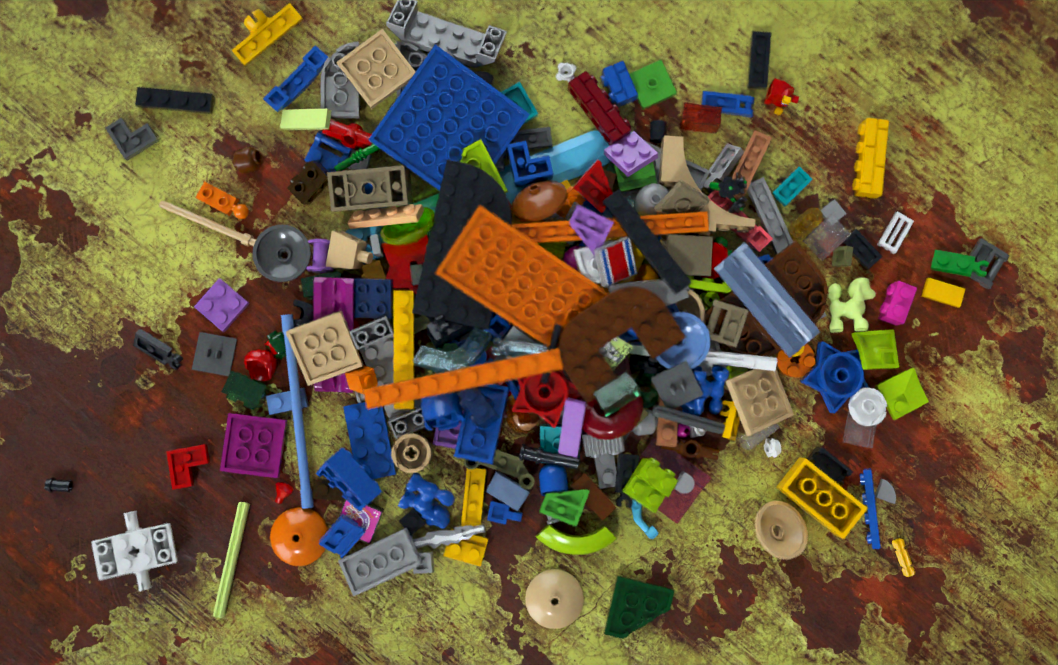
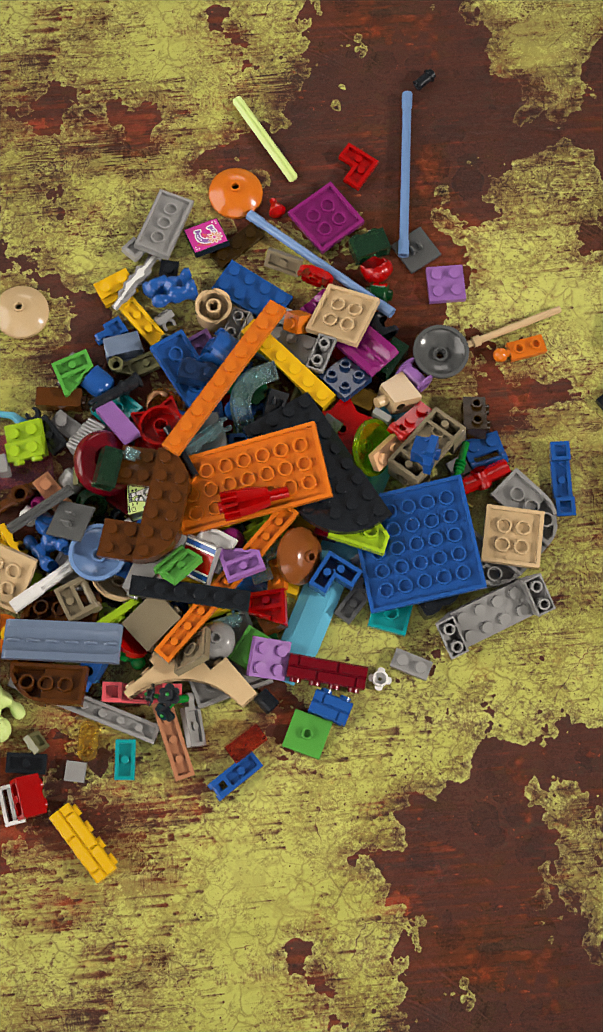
camera: 135 degrees right, 10 degrees down
(96, 476) = (403, 243): none -> medium blue piece
(119, 553) = (331, 85): white slope -> none
(157, 349) = (455, 215): black plate -> none
(247, 160) = (534, 391): reddish brown head -> none
(281, 402) = (339, 259): medium blue plate -> none
(305, 119) = (524, 456): yellowish green tile -> none
(311, 402) = (315, 276): none -> red tile
(321, 440) = (283, 262): none -> dark tan plate
(342, 536) = (206, 216): blue plate -> none
(350, 479) = (236, 252): blue wedge -> none
(359, 219) = (409, 421): none -> red plate
(377, 177) = (425, 452): none -> blue brick
(455, 485) = (163, 317): none -> light grey tile
(534, 61) = (411, 664): none -> light grey plate
(542, 261) = (248, 500): none -> red piece
(576, 544) = (39, 359): lime brick -> none
(590, 386) = (131, 454): none -> clear light blue plate
(636, 268) = (178, 565): none -> bright green plate
(759, 60) = (244, 834): black plate -> none
(780, 94) = (200, 822): red piece -> none
(826, 237) = (62, 745): clear plate -> none
(882, 223) = (28, 796): none -> red brick

